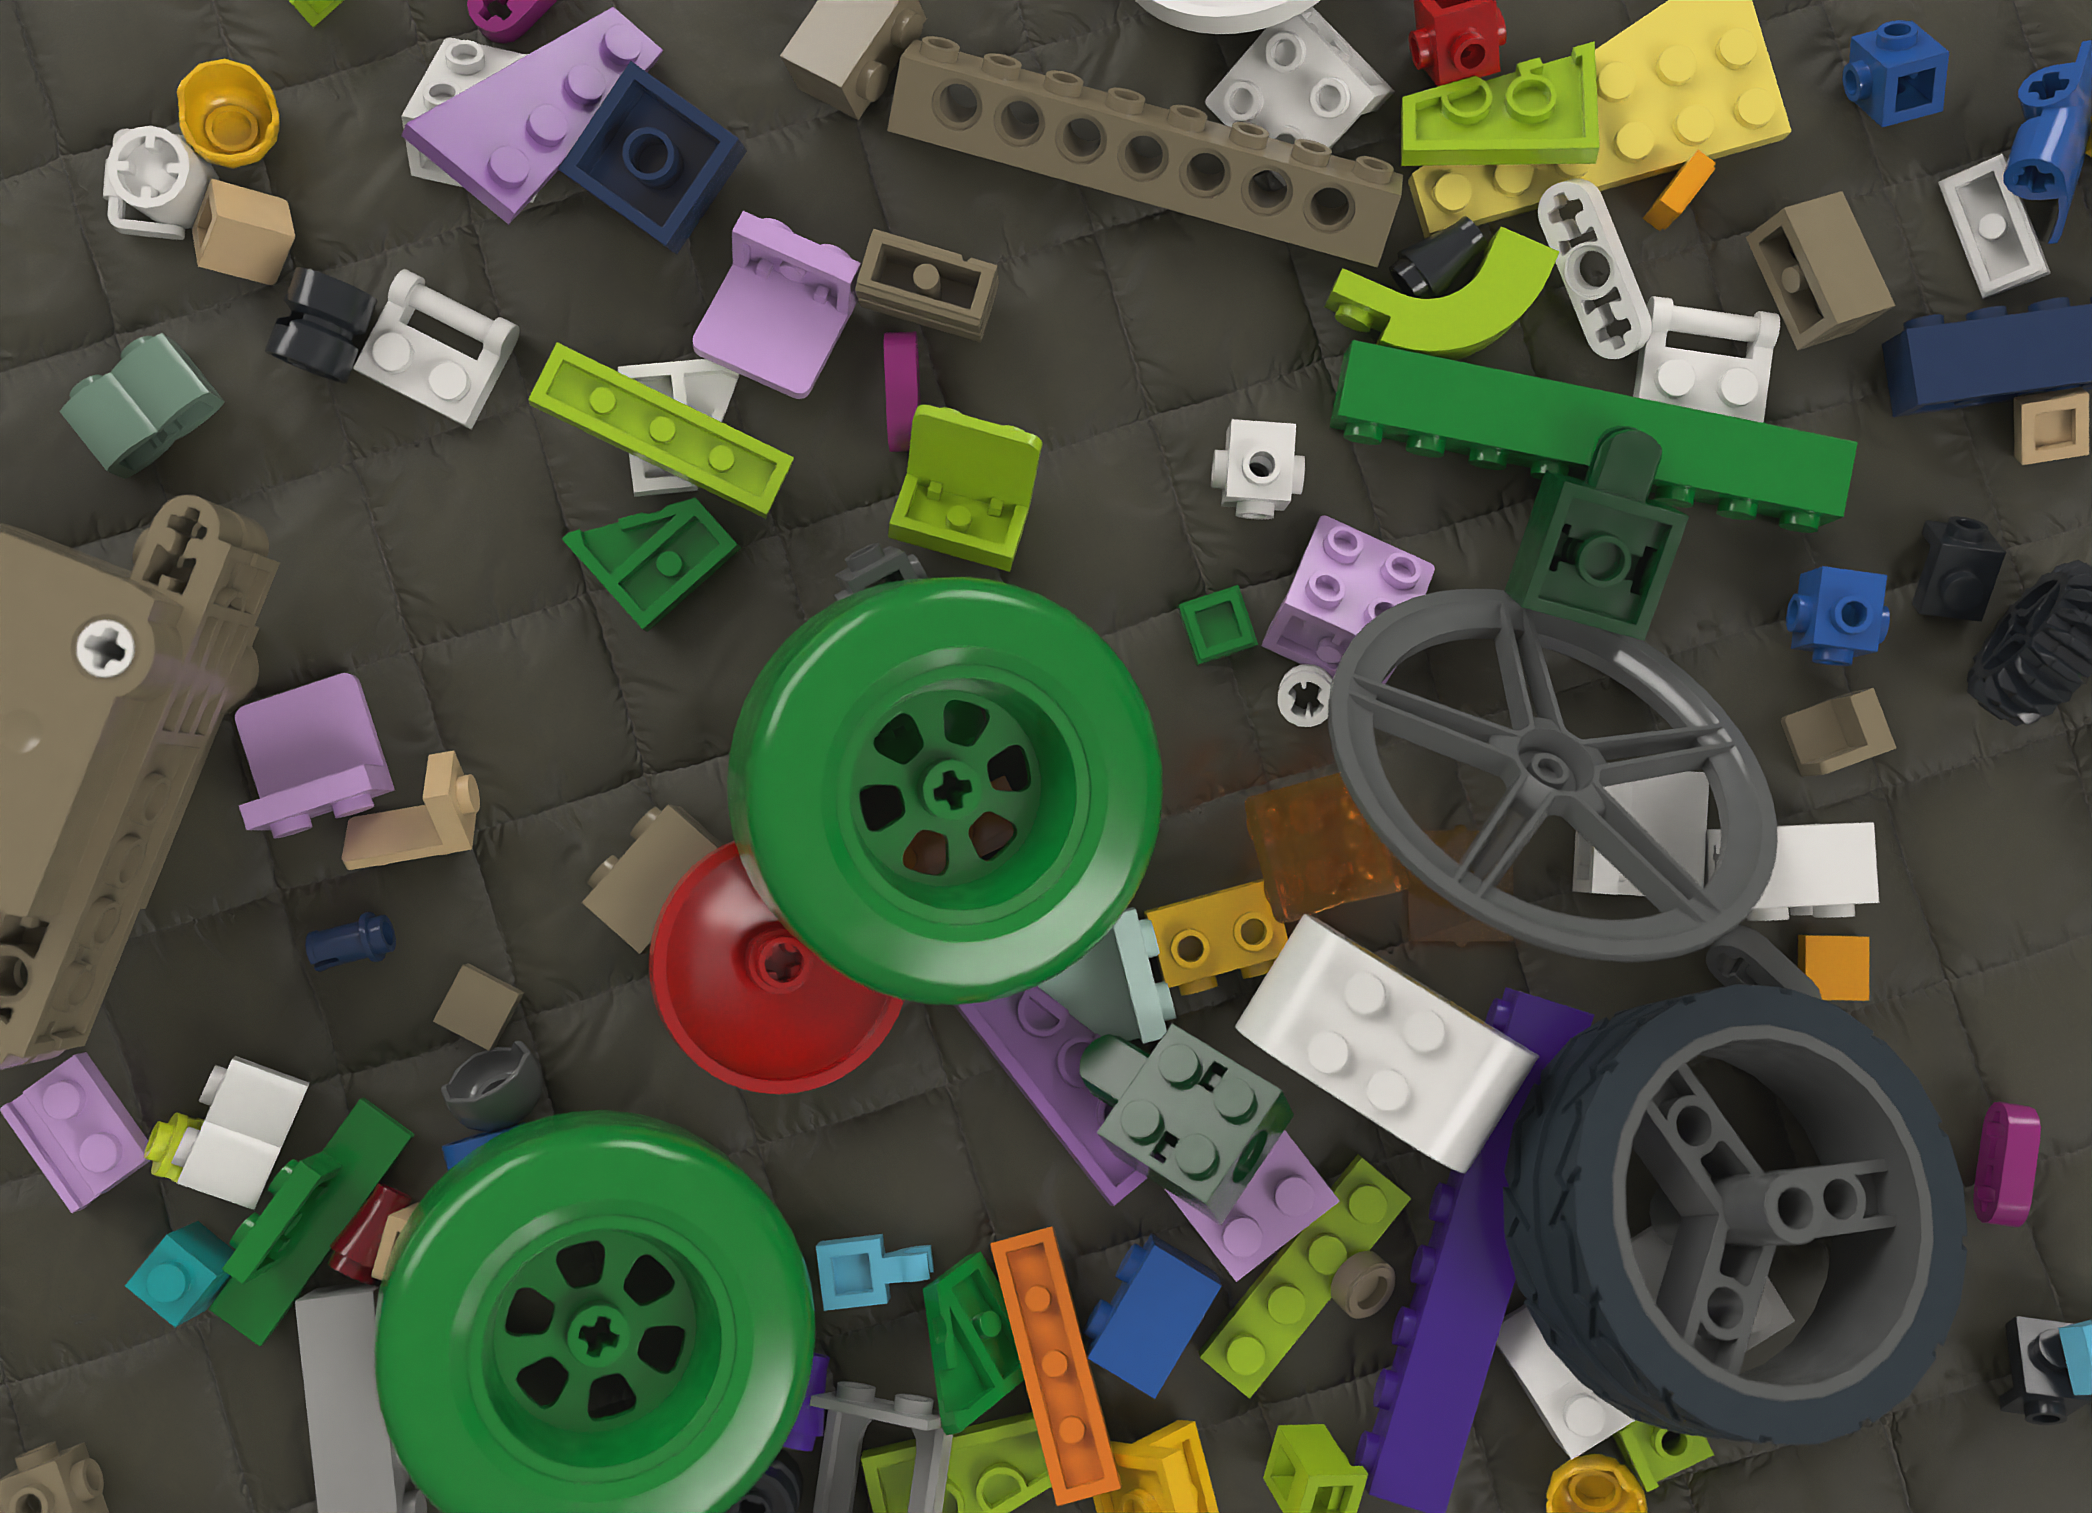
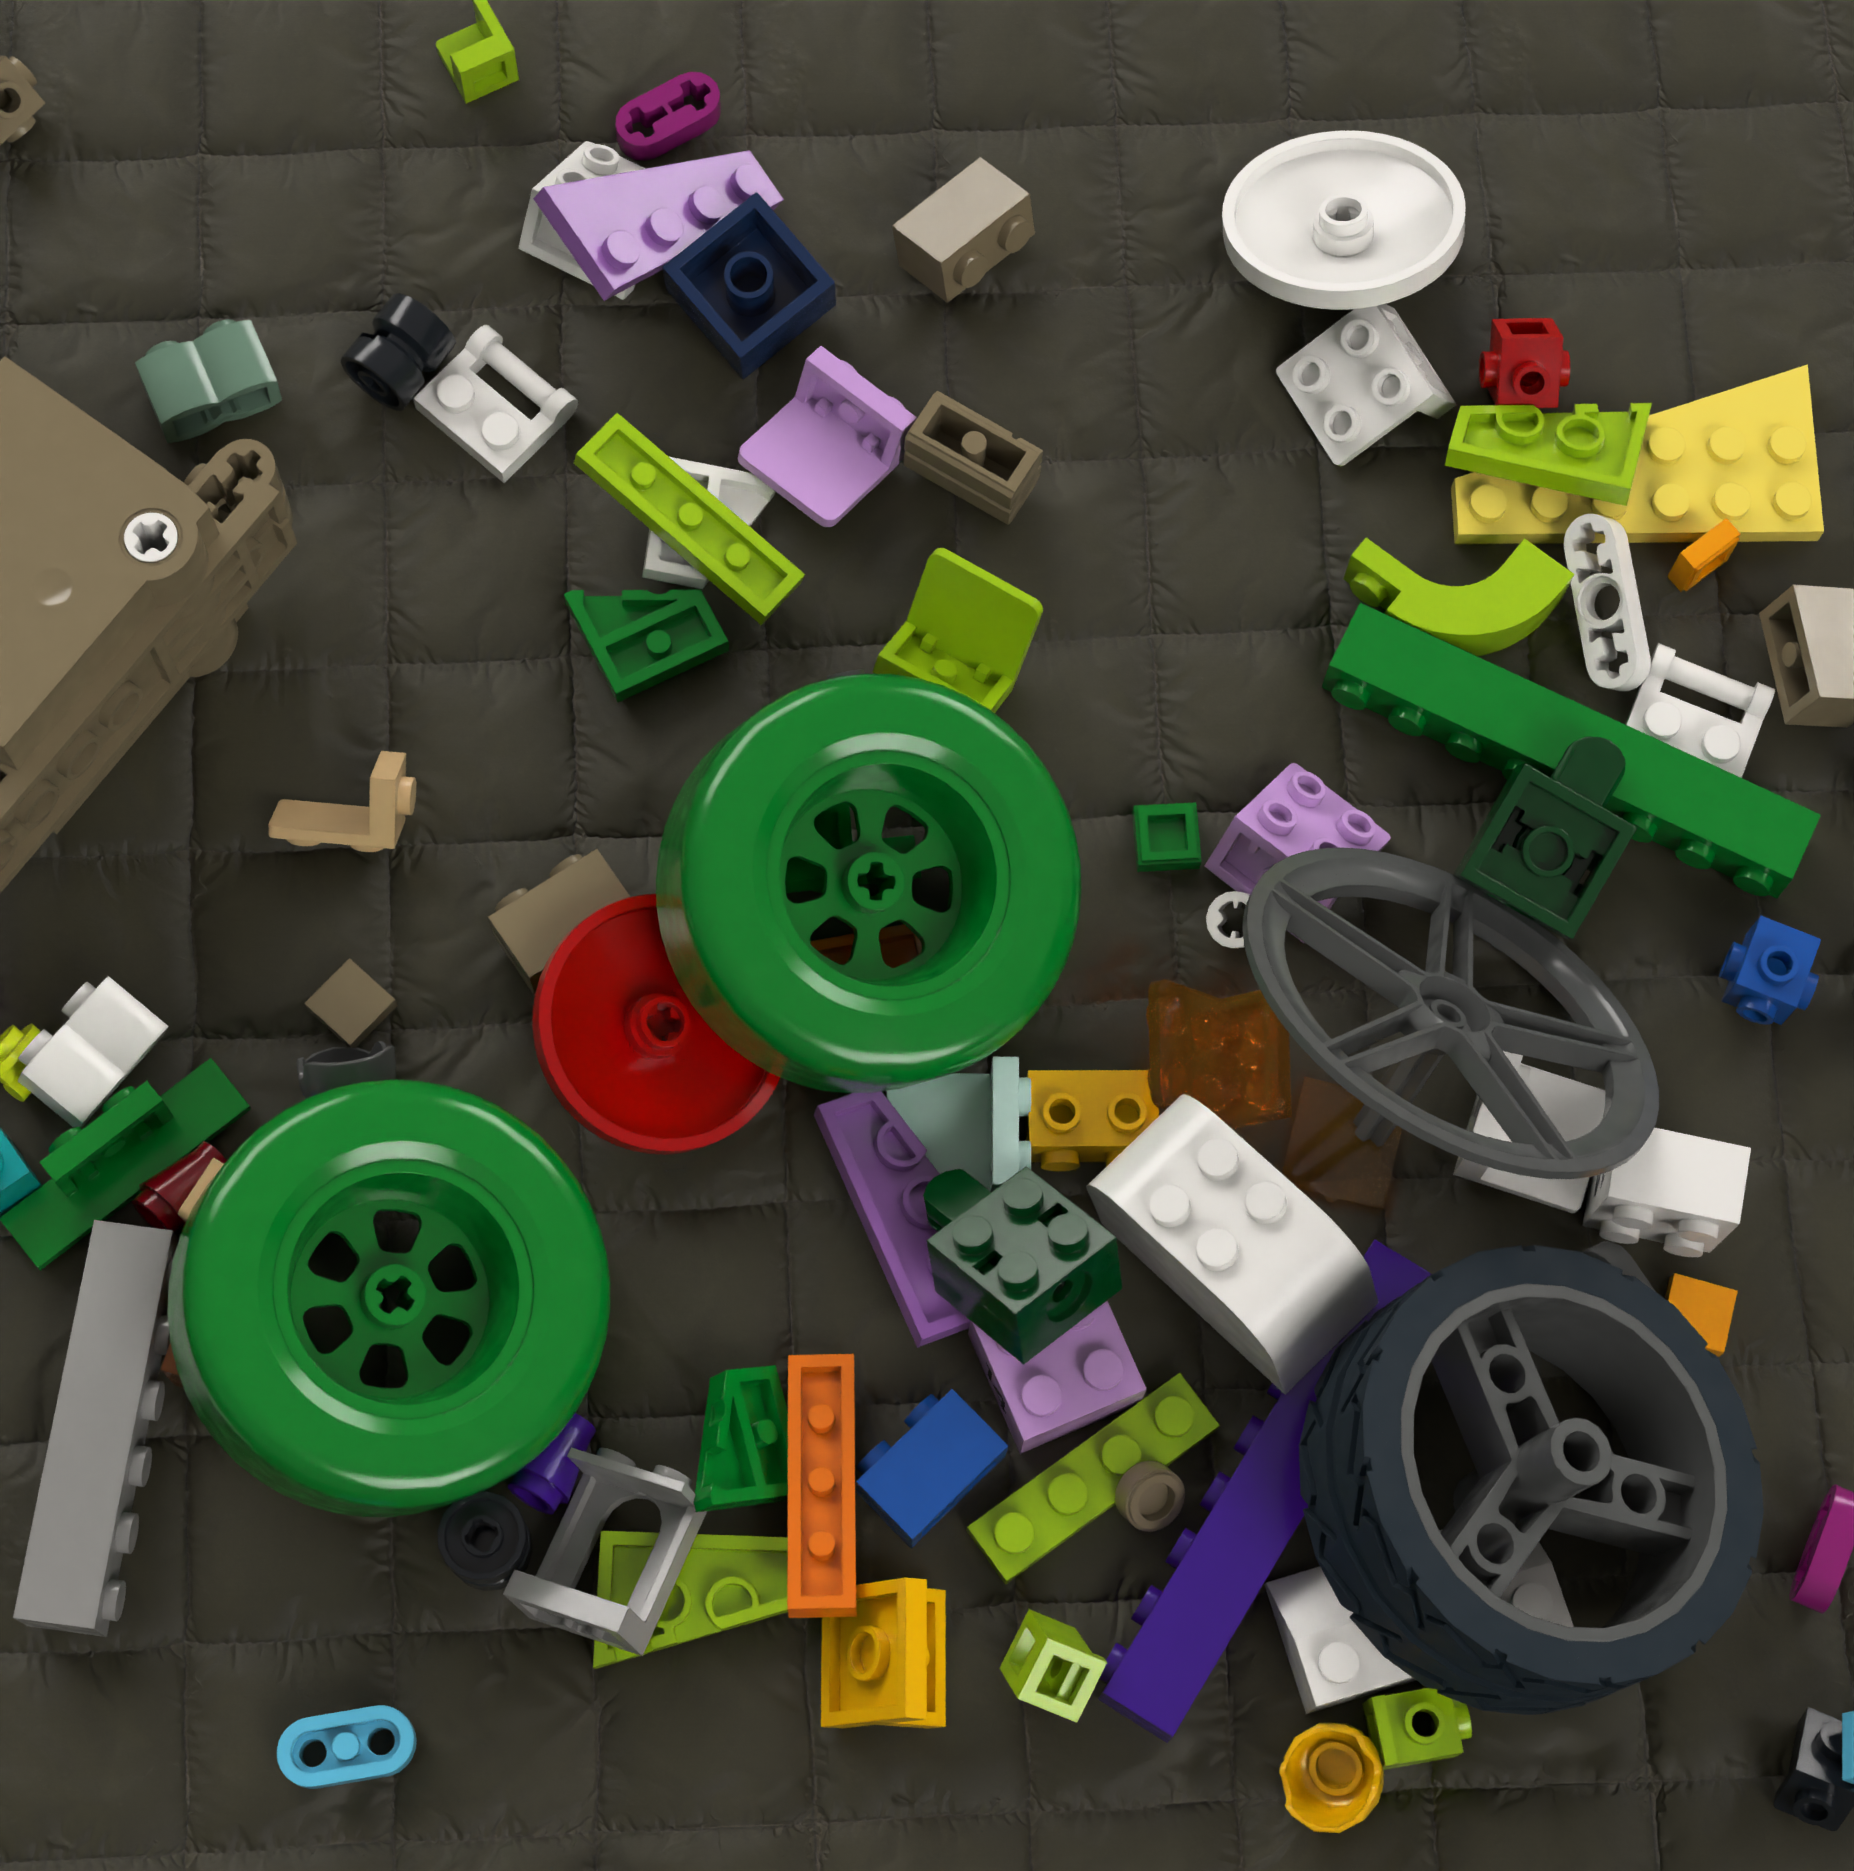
camera: 10 degrees right, 15 degrees down
(158, 178) = (291, 194): white piece -> none
(228, 113) = (370, 151): yellow hair -> none
(242, 232) = (349, 256): tan panel -> none
(311, 755) = (265, 728): lavender bracket -> none
(351, 942) = (248, 910): dark blue pin -> none
(859, 1270) = (651, 1349): medium azure plate -> none
(901, 387) = (923, 538): magenta beam -> none
(928, 113) = (1014, 308): dark tan brick -> none
(1262, 446) = (1241, 696): white brick -> none
(1436, 262) = (1460, 557): black cone -> none
(1838, 733) = (1749, 1089): dark tan panel -> none

